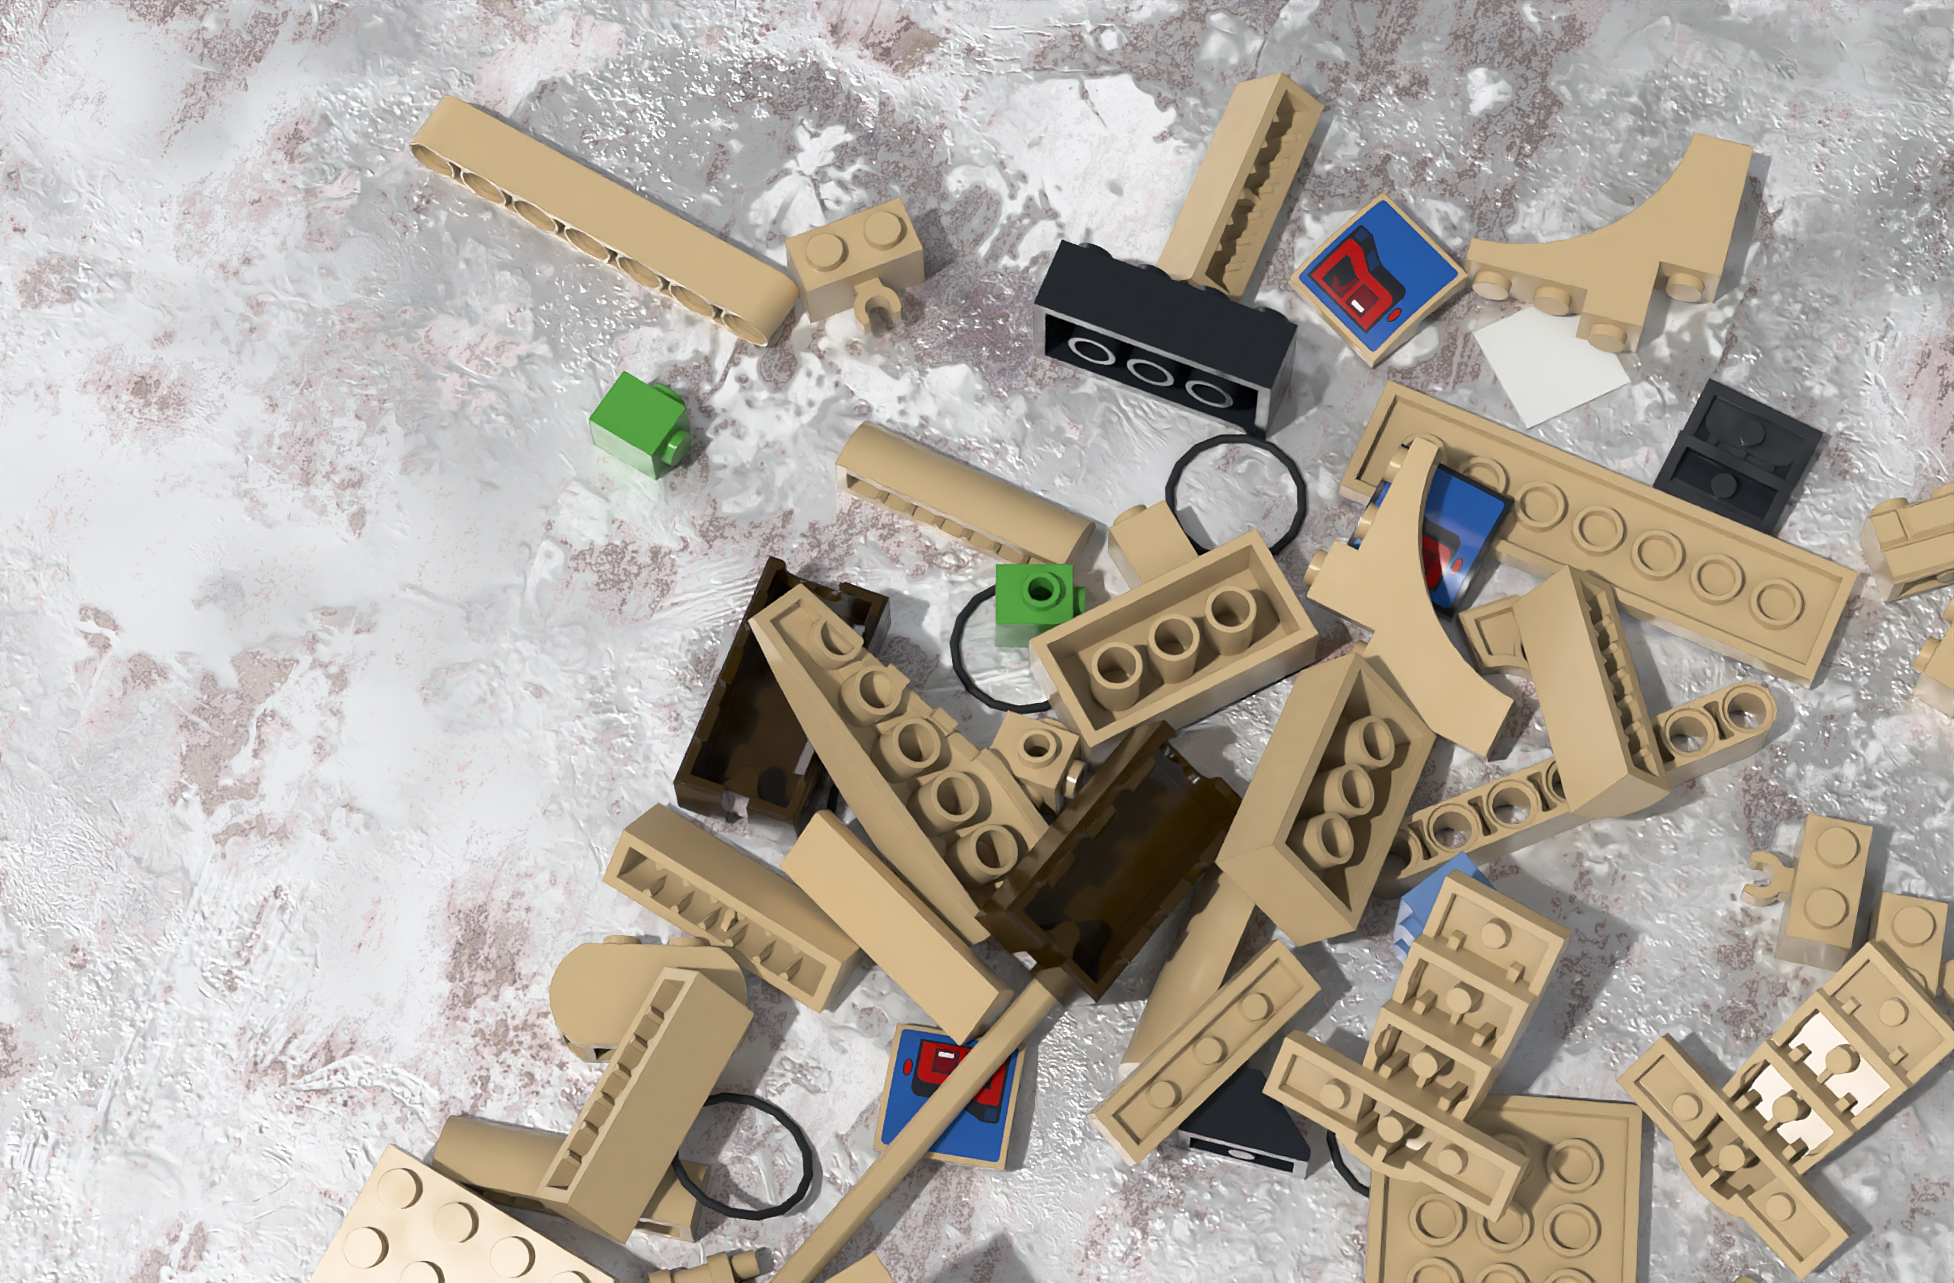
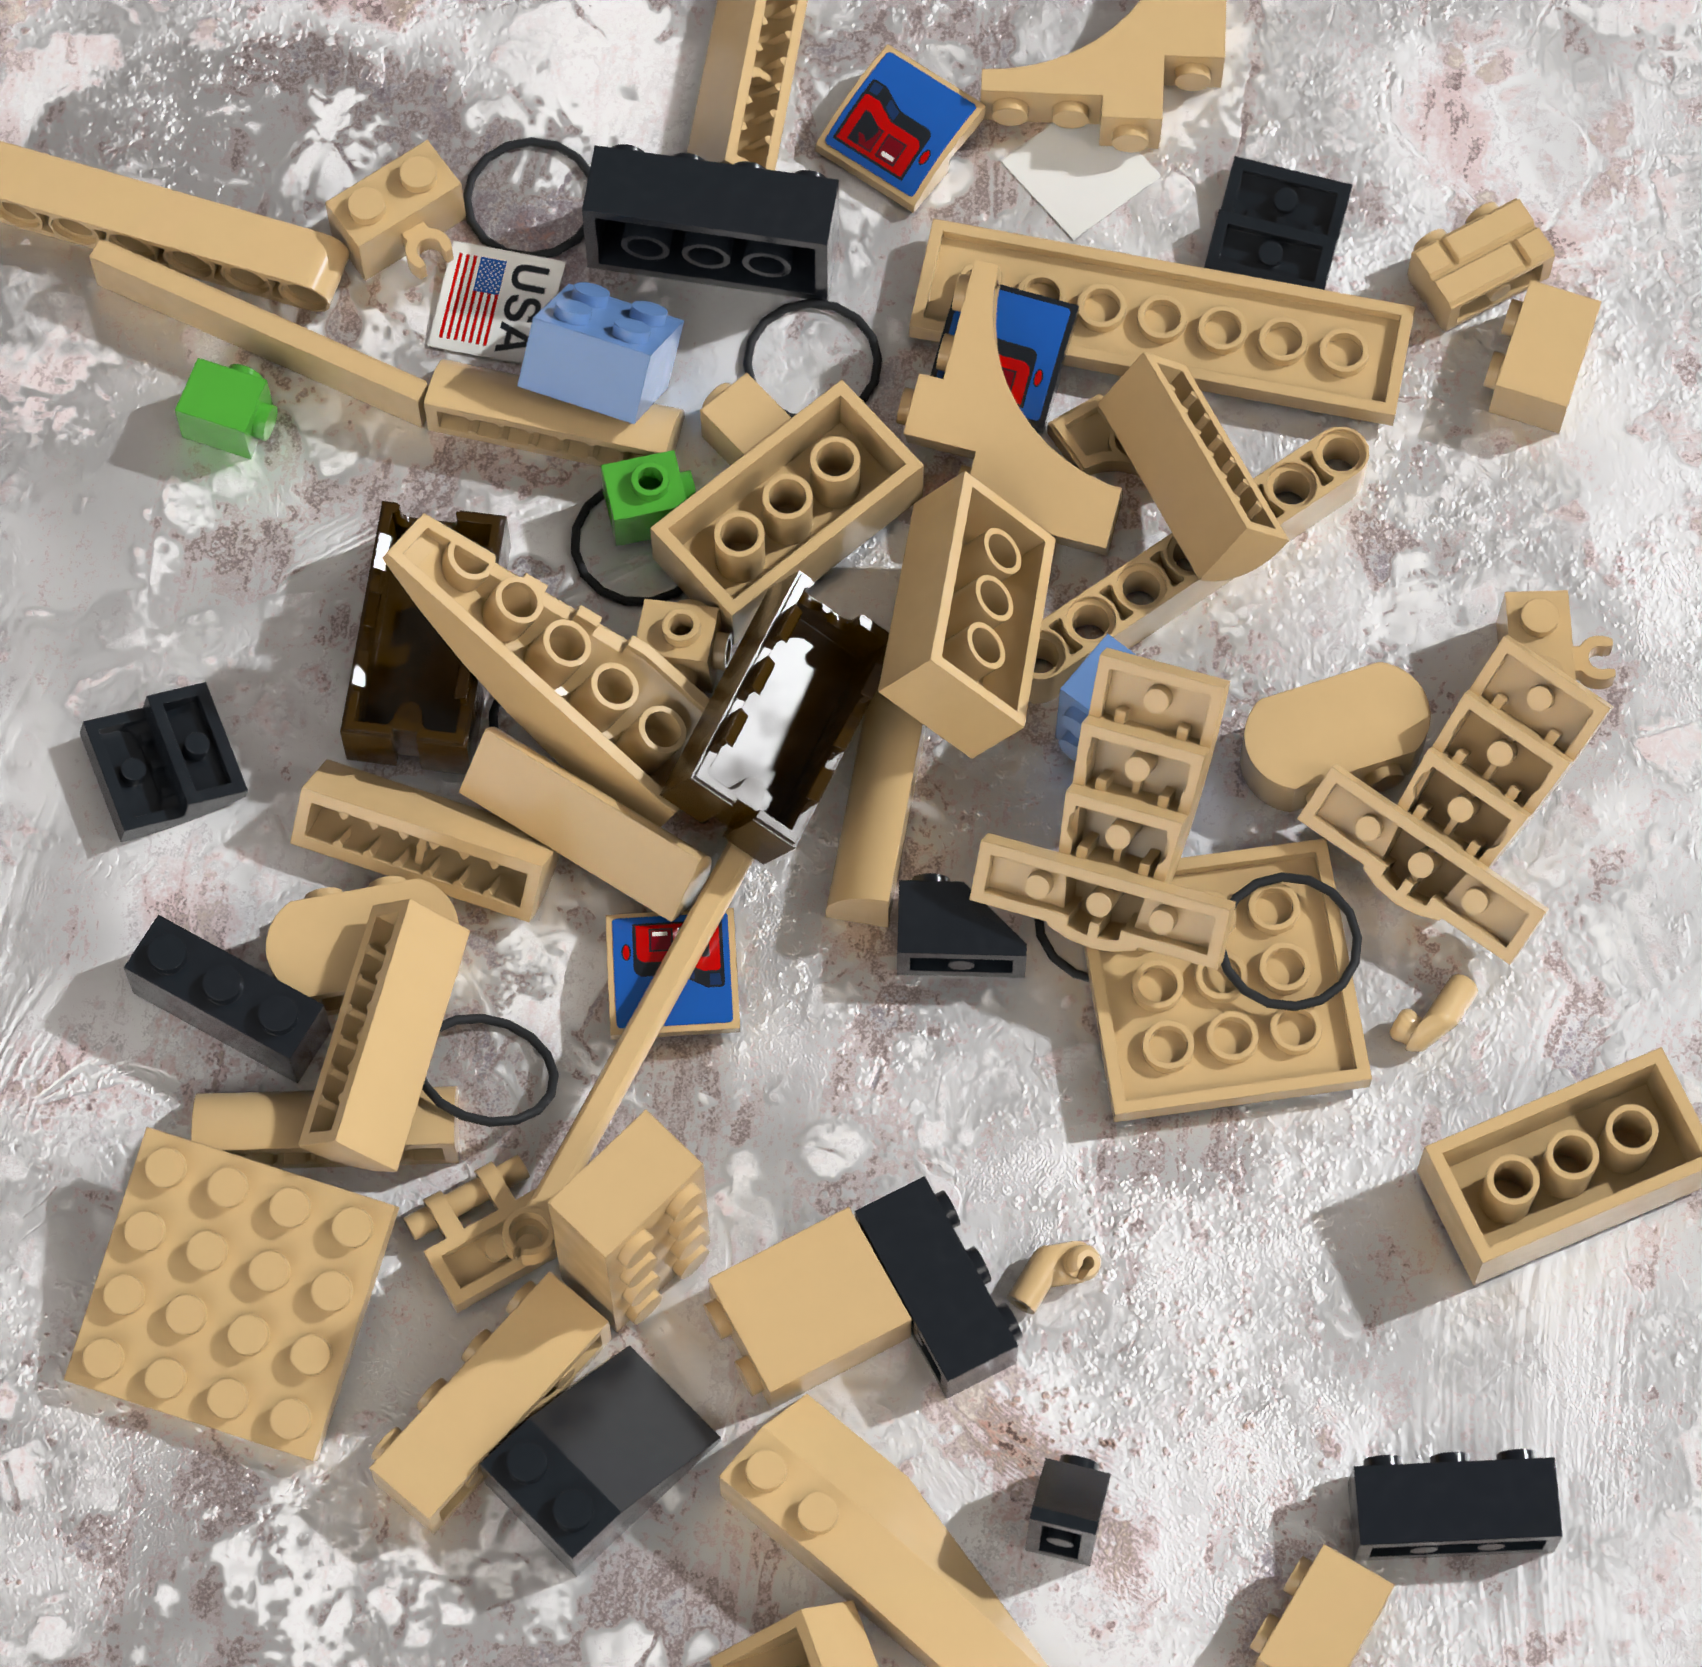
camera: 15 degrees left, 0 degrees up
(498, 770) = (163, 762): none -> black slope
(503, 1026) = (227, 998): none -> black brick
(692, 355) = (260, 332): none -> tan tile
(934, 374) = (492, 300): none -> sticker
(949, 232) = (496, 152): none -> black piece
(1022, 449) = (601, 351): none -> medium blue brick
(1203, 1052) = (905, 874): tan plate -> none
(1649, 1207) = (1355, 950): none -> black piece
(1701, 991) = (1362, 720): none -> tan brick
(1817, 891) = (1443, 607): tan brick -> none

